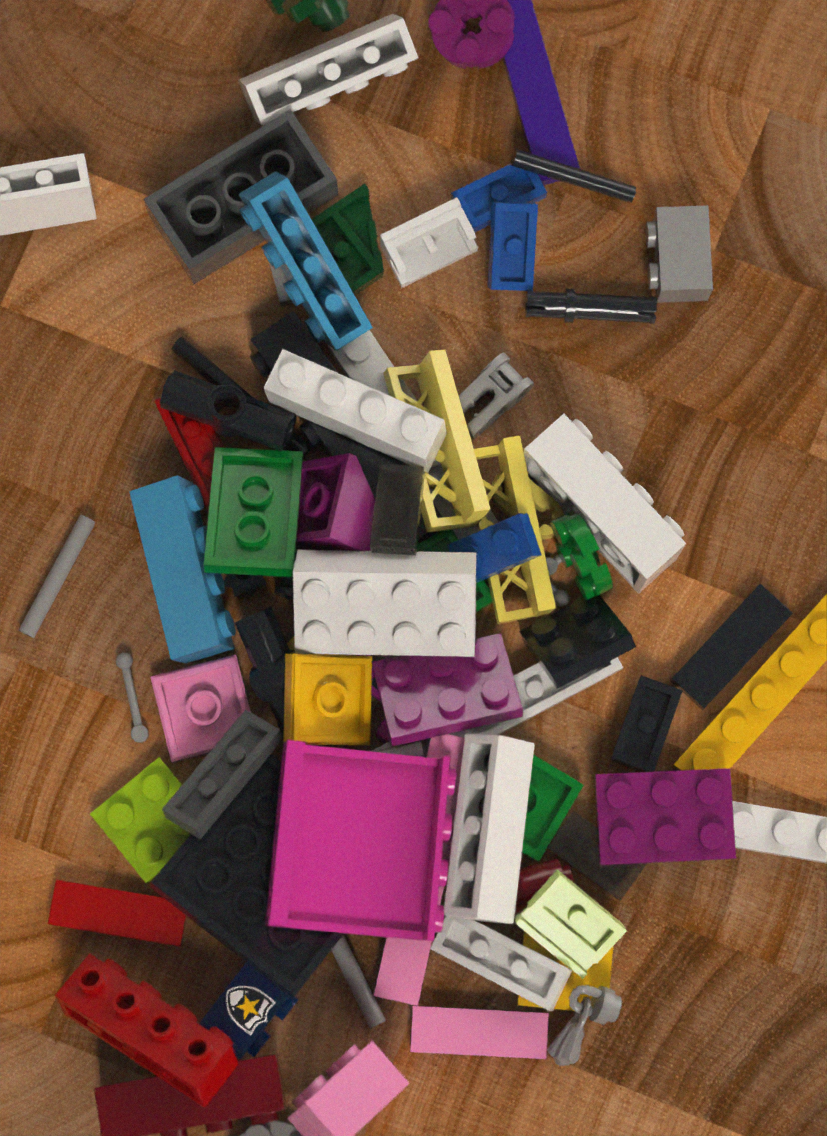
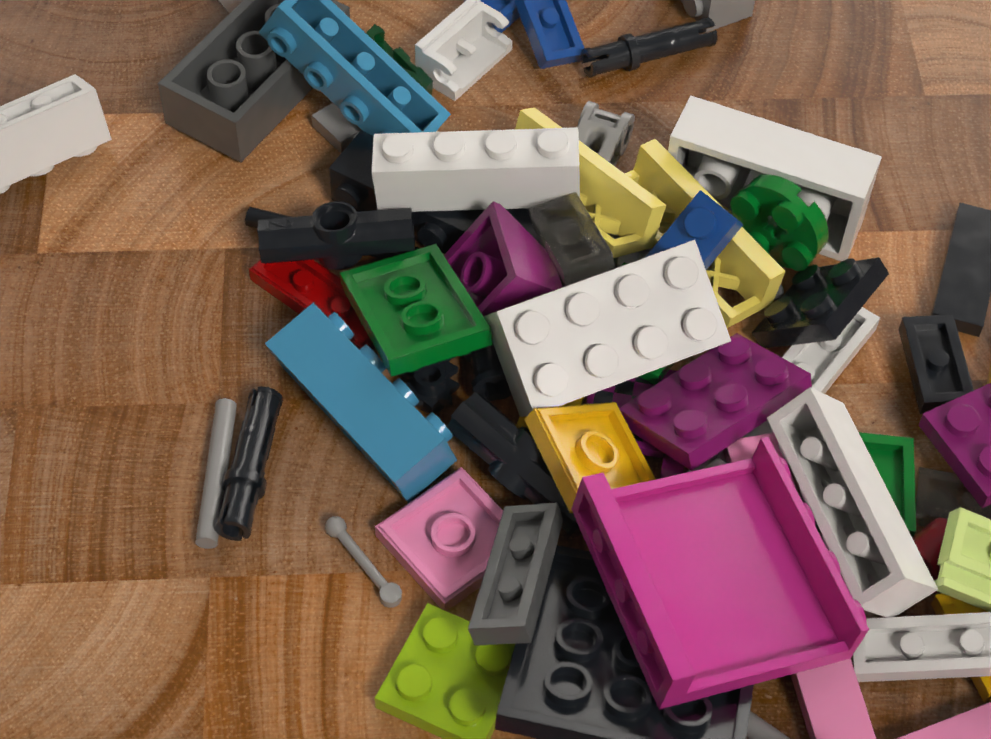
camera: 25 degrees left, 25 degrees down
(77, 589) = (245, 480): none -> black pin

